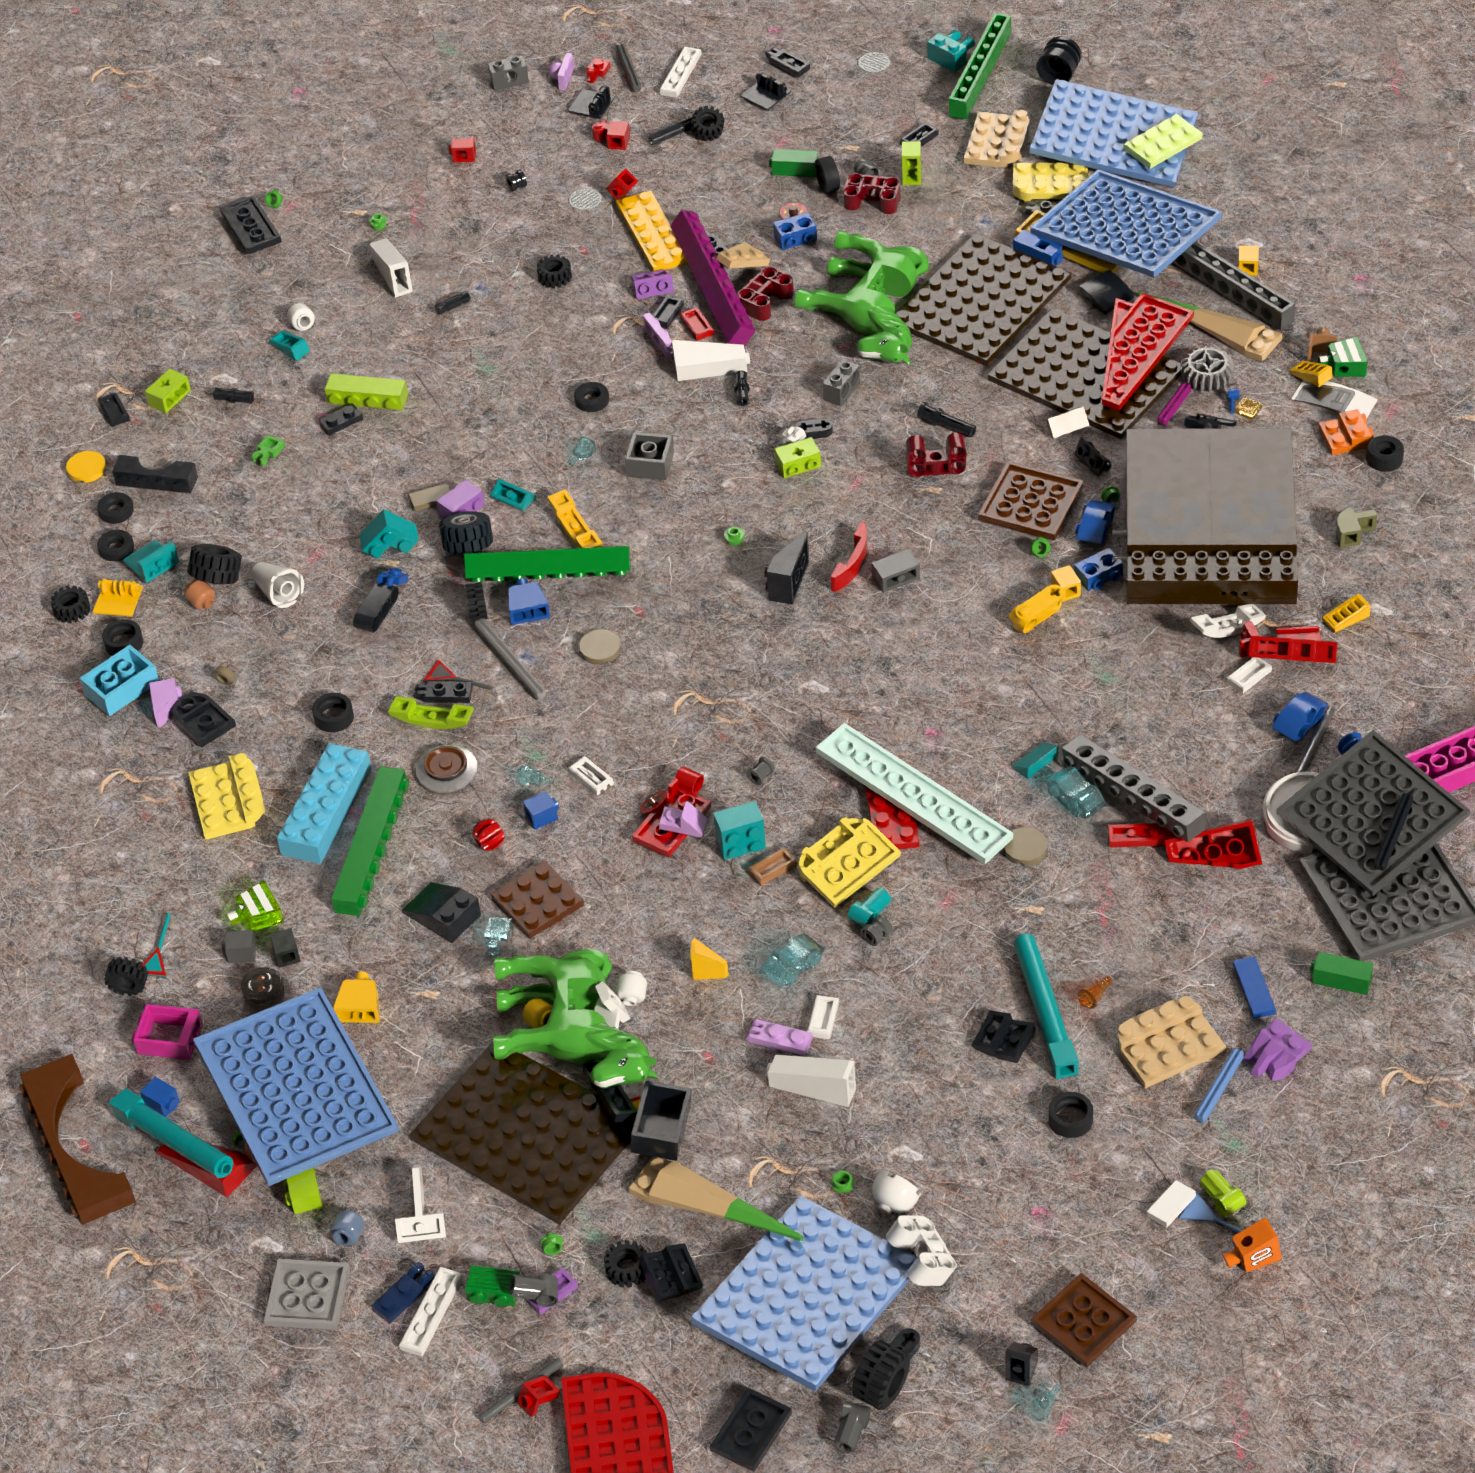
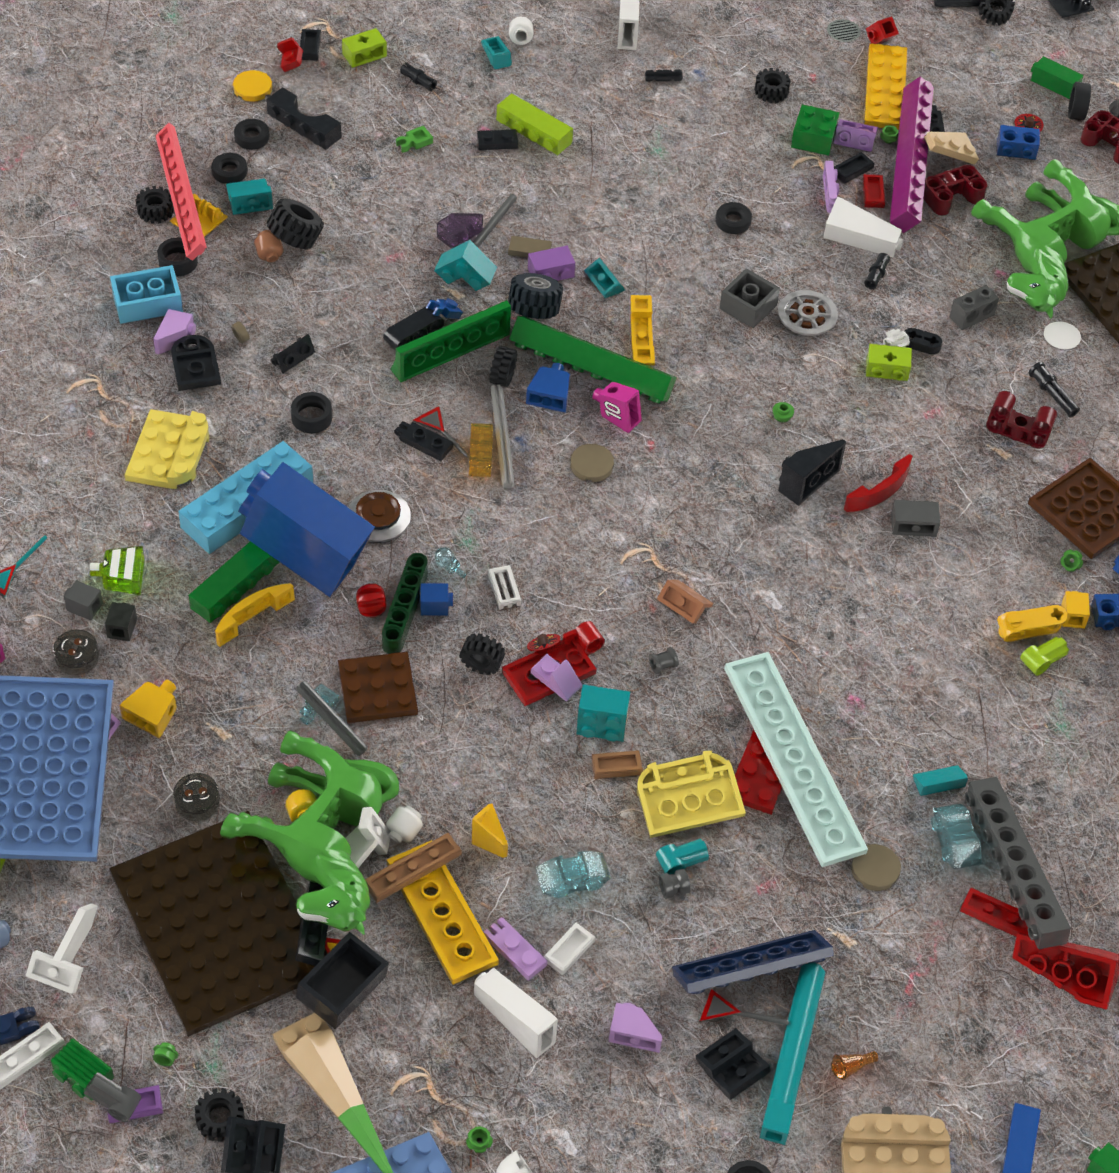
camera: 20 degrees right, 5 degrees up
(90, 581) = (181, 192): none -> coral plate
(104, 424) = (291, 54): none -> red bracket
(278, 583) = (341, 268): white cone -> none
(283, 673) = (294, 354): none -> black hinge
(358, 507) = (459, 228): none -> clear purple slope
(384, 485) = (494, 220): none -> dark grey bar
(402, 870) = (273, 596): none -> yellow slope
(404, 796) = (303, 527): none -> blue brick
(418, 601) = (452, 341): none -> green arch
(429, 716) = (393, 456): lime slope -> none
(444, 910) = (285, 656): black slope -> none
(444, 1048) = (196, 797): none -> clear smoke head
(500, 677) = (481, 450): none -> clear yellow beam
(517, 824) = (404, 603): none -> dark green beam
(517, 937) = (331, 718): none -> dark grey axle
(584, 449) = (695, 265): clear light blue piece -> none
(595, 589) = (619, 405): none -> dark pink torso
(616, 293) = (815, 129): none -> green brick
(619, 829) = (482, 654): none -> black tyre
(663, 1012) = (413, 867): none -> medium nougat tile
(681, 270) = (889, 134): none -> bright green plate
(704, 1050) = (459, 916): none -> yellow plate
(705, 447) = (807, 312): none -> flat silver piece
(747, 718) = (683, 600): none -> nougat panel
(913, 1047) = (634, 1028): none -> lavender slope
(925, 374) = (1062, 335): none -> white sticker
(966, 1003) = (718, 1007): none -> dark grey piece
(975, 954) = (752, 961): none -> dark blue plate
(1060, 631) = (1040, 658): none -> lime piece

